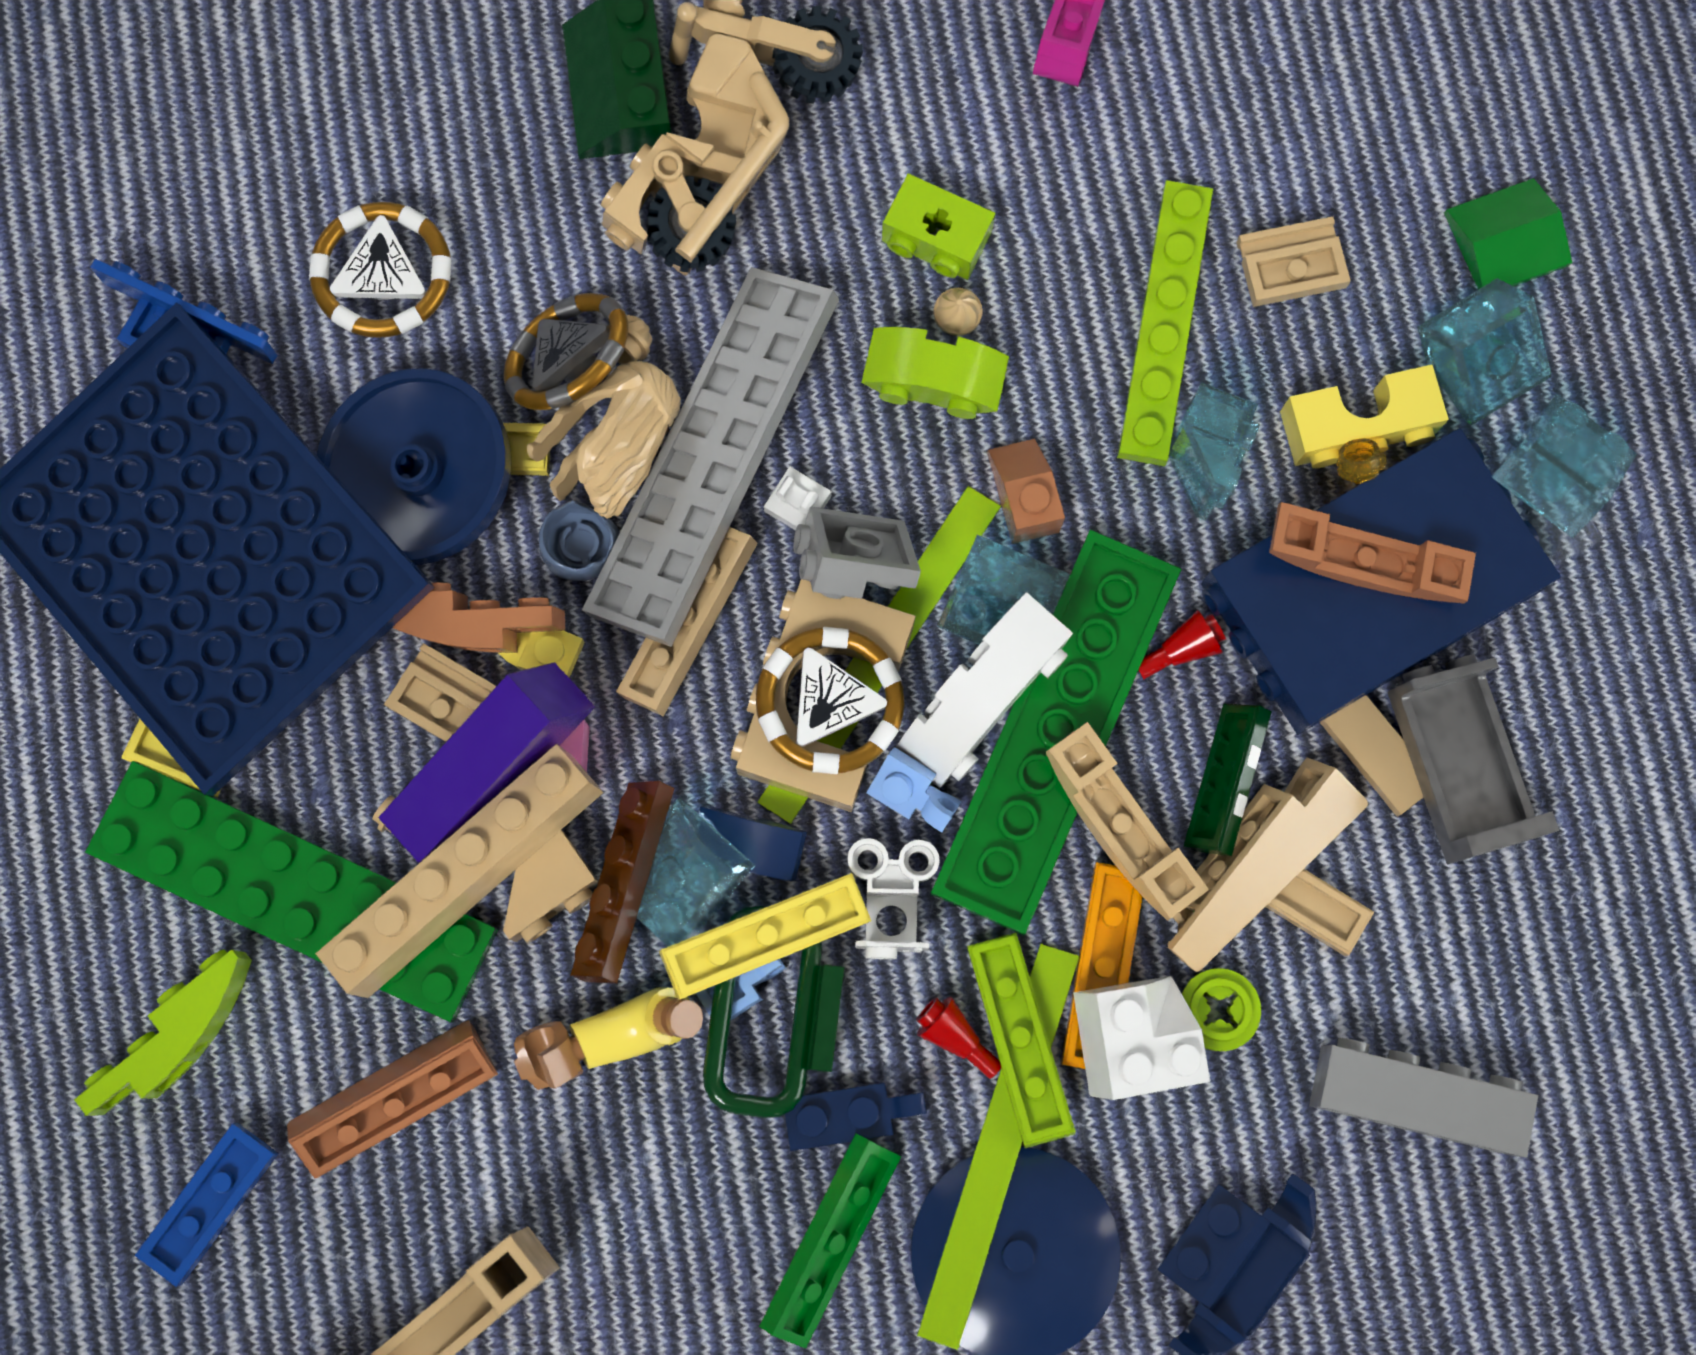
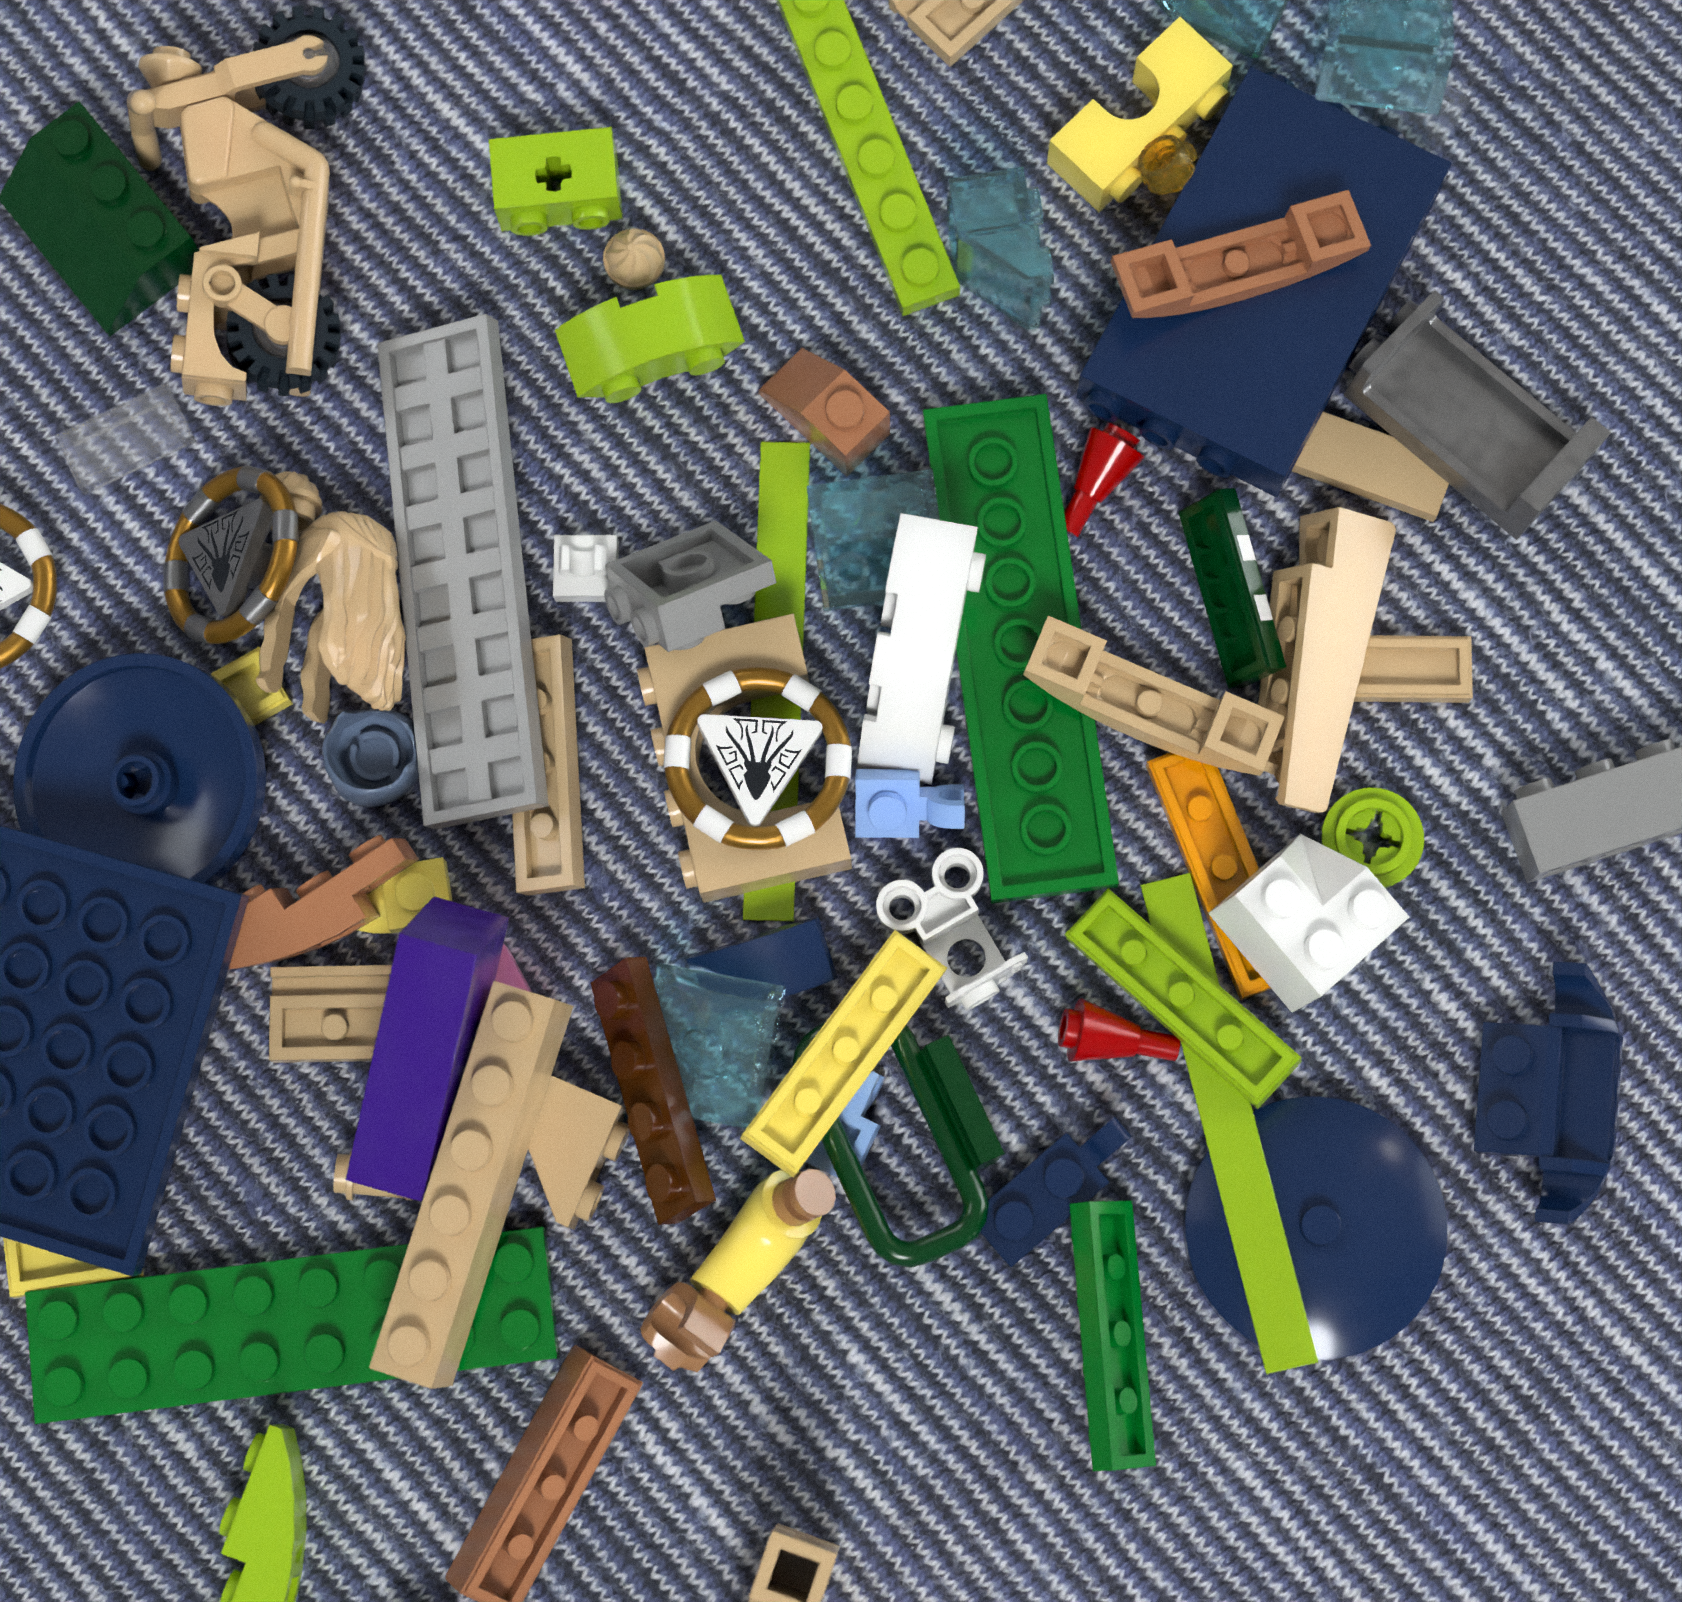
camera: 25 degrees left, 0 degrees up
(547, 232) = (125, 438): none -> clear tile

